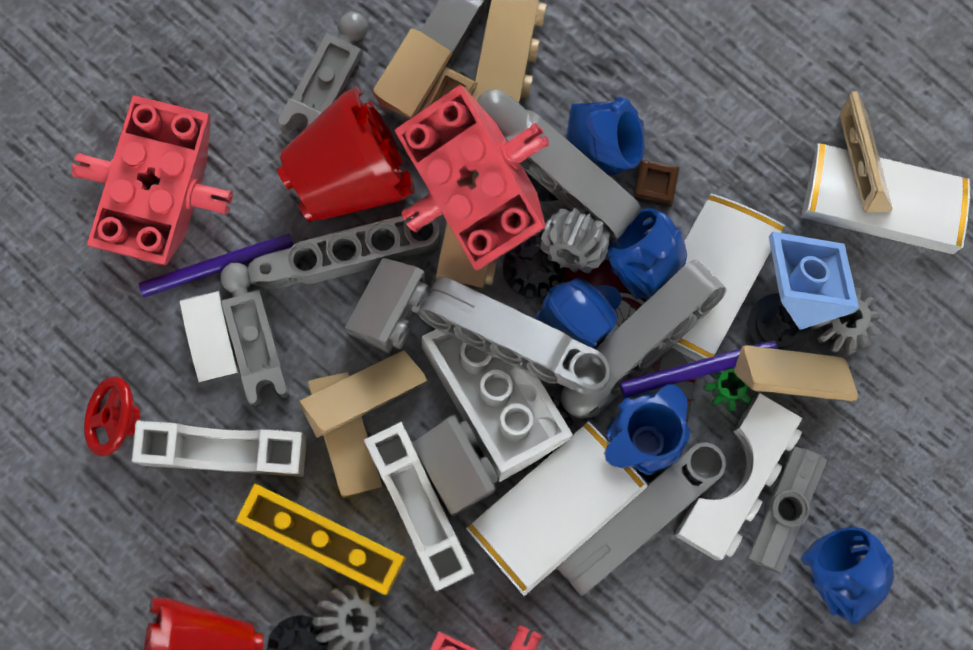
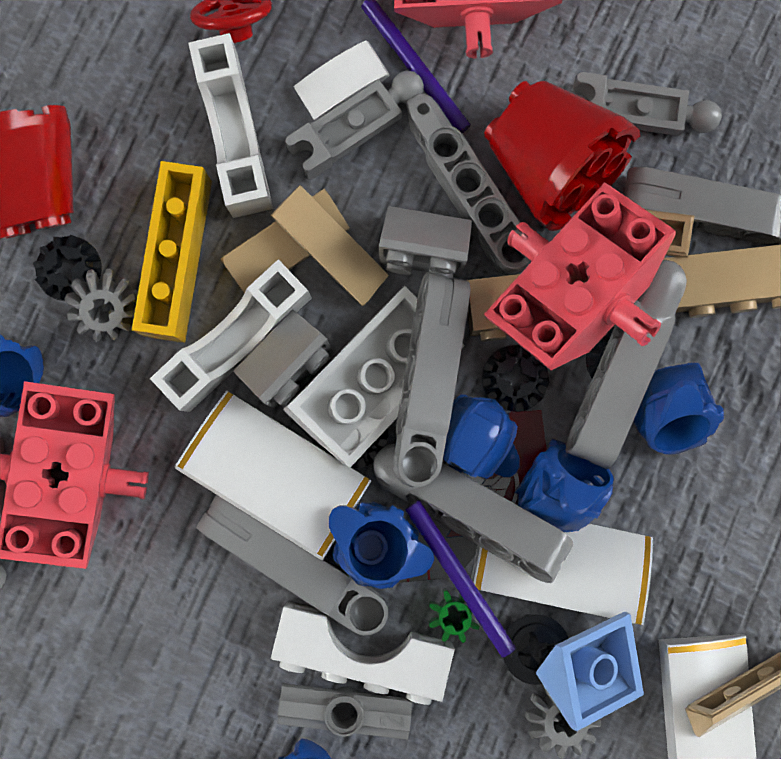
camera: 75 degrees right, 5 degrees up
(411, 73) = (674, 185): tan slope -> none
(575, 240) = (552, 409): light grey gear -> none
(656, 183) = (644, 477): reddish brown tile -> none
(795, 373) = (486, 682): tan slope -> none

